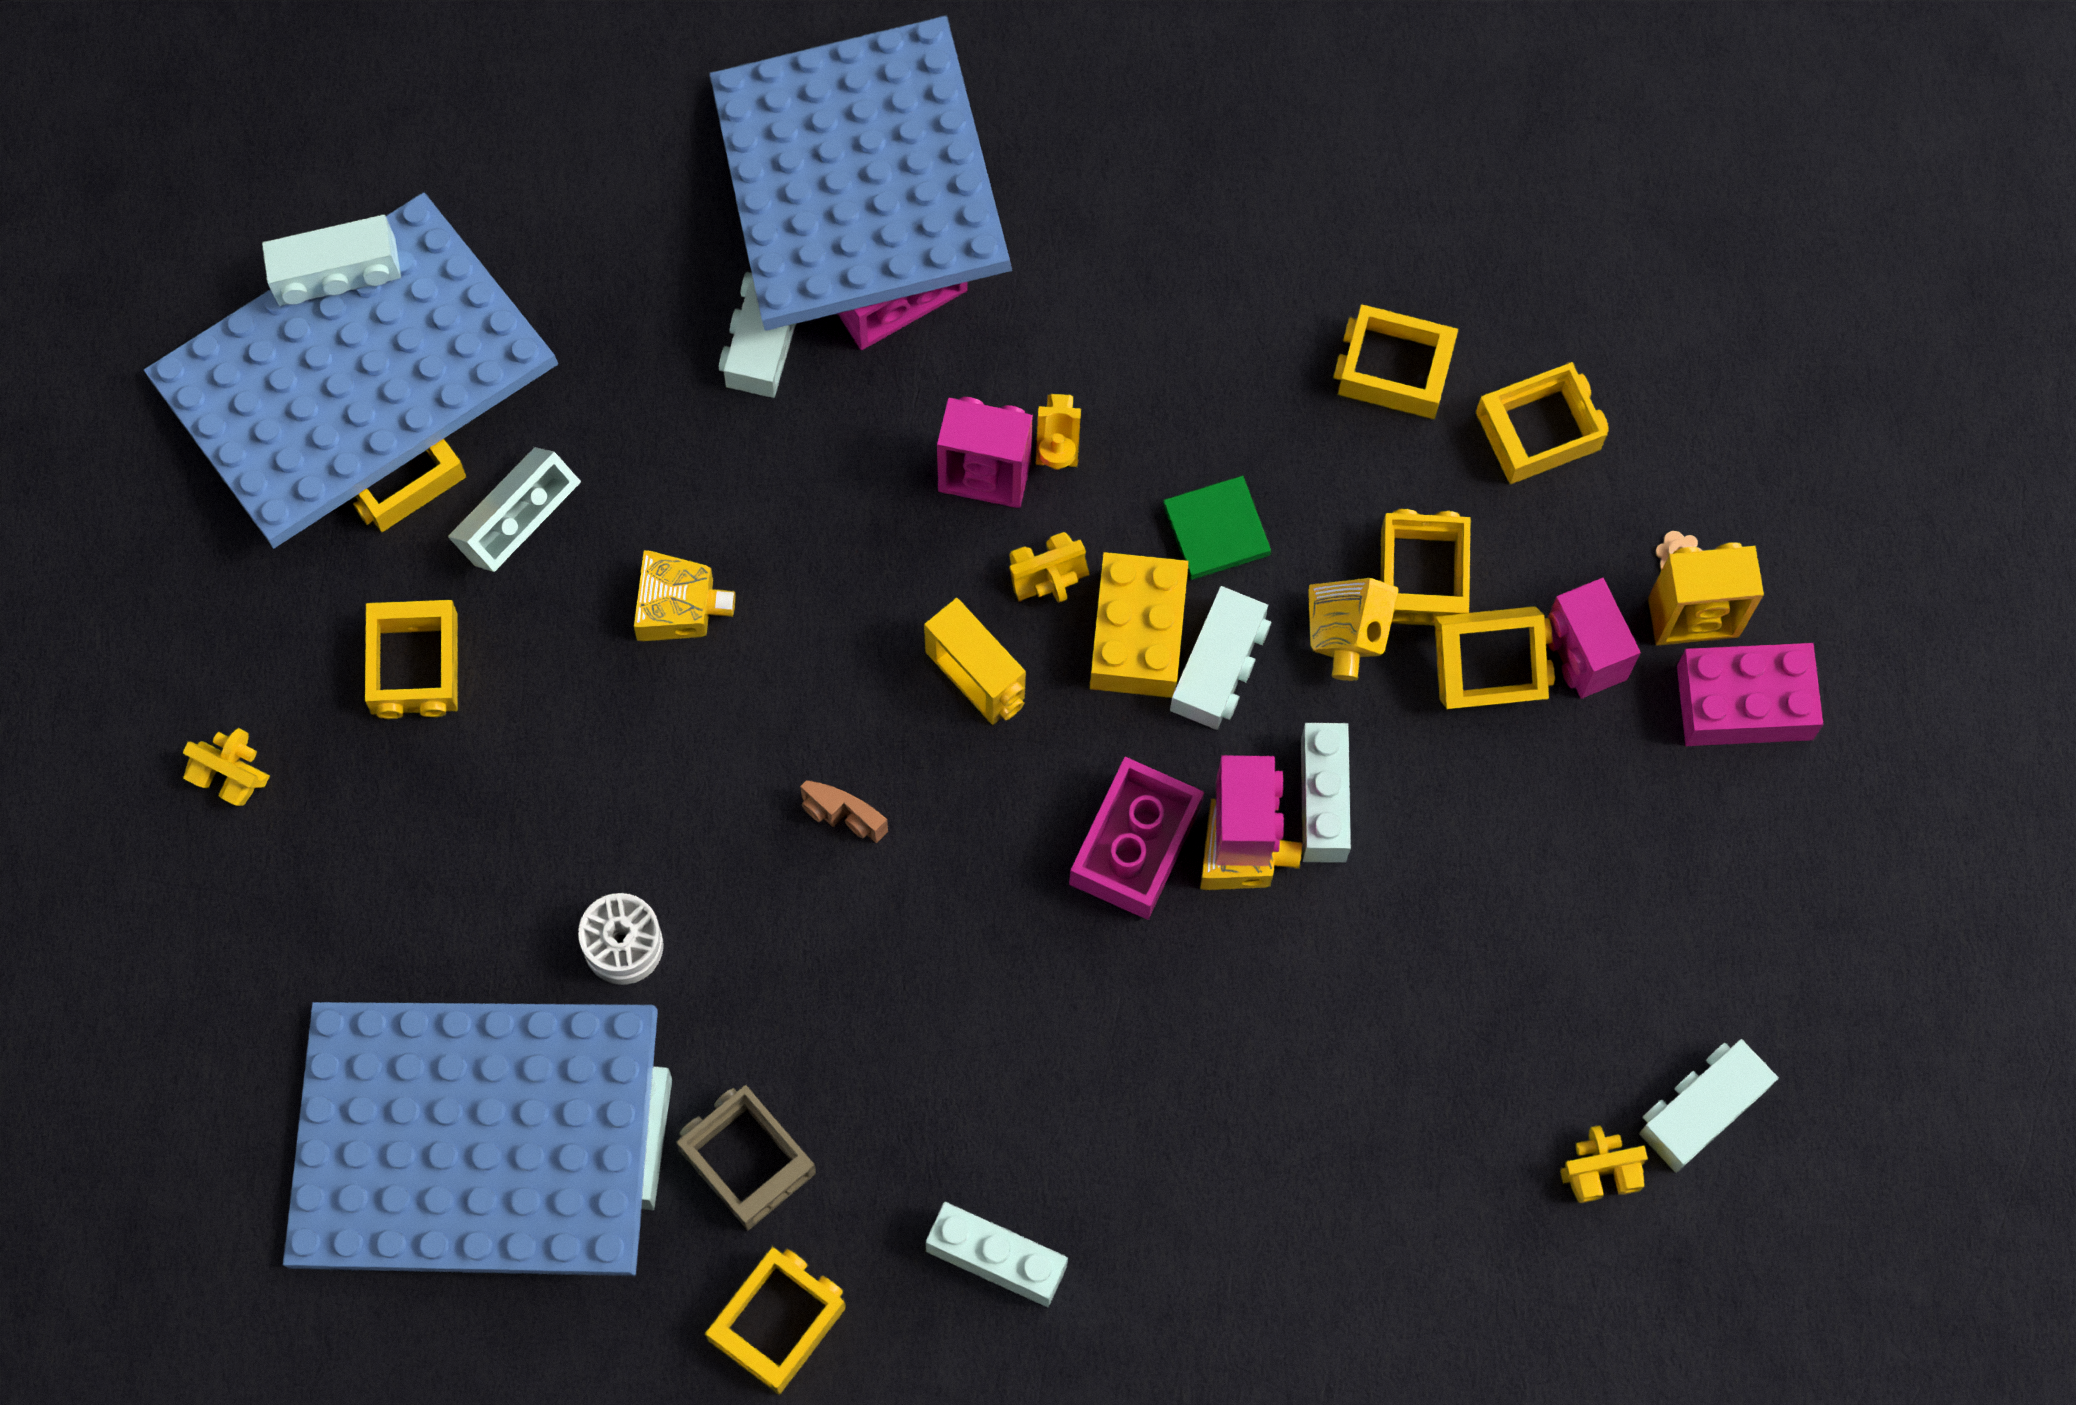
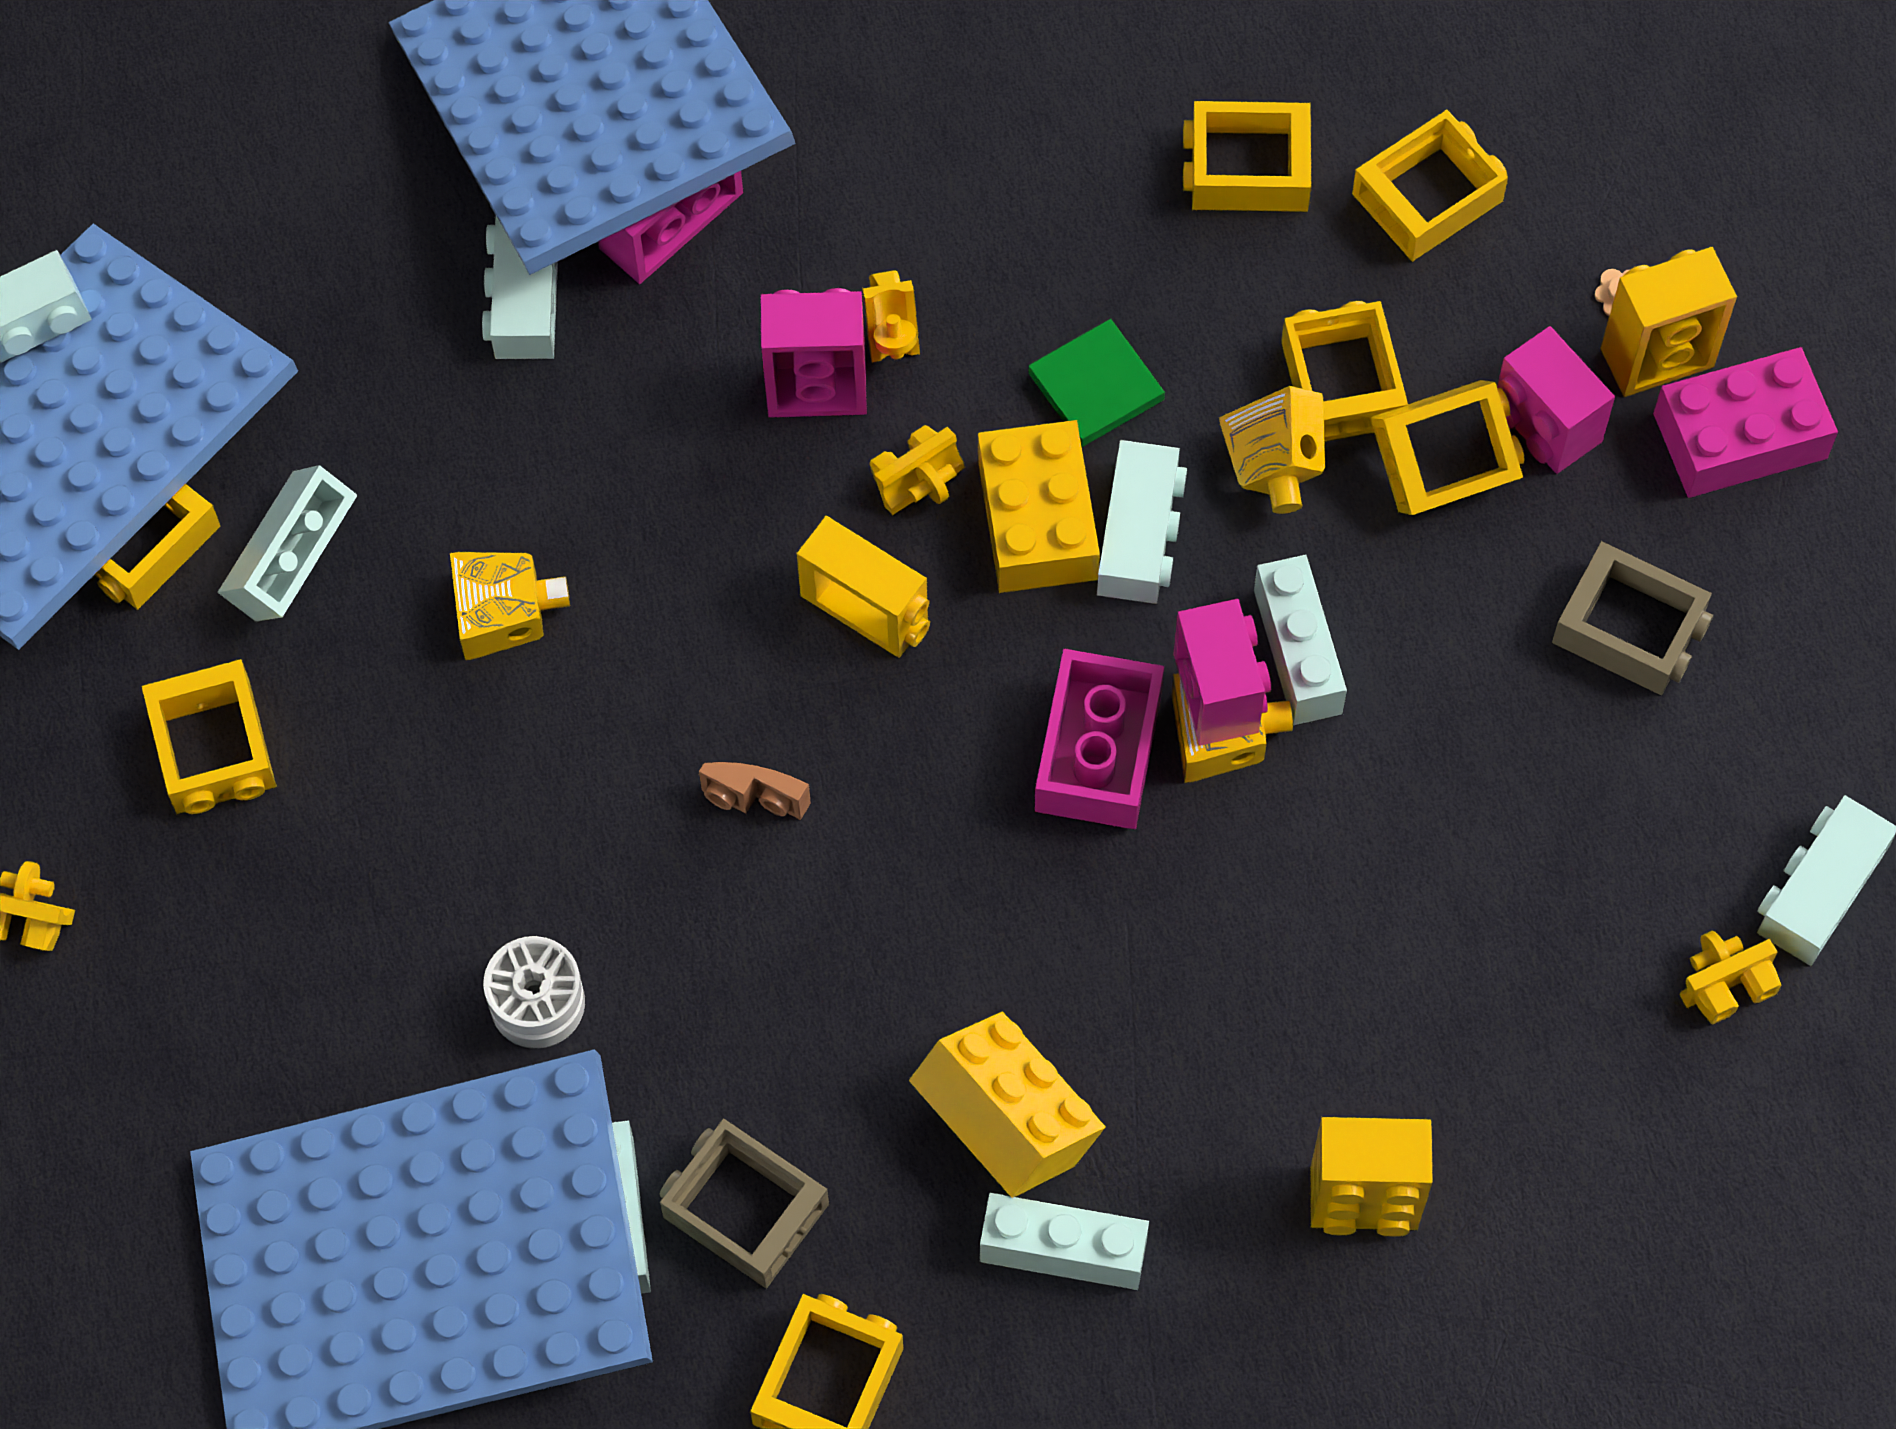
camera: 10 degrees left, 5 degrees down
(978, 1130) = (1007, 1103): none -> yellow brick
(1258, 1266) = (1370, 1175): none -> yellow brick
(1584, 868) = (1615, 654): none -> dark tan window

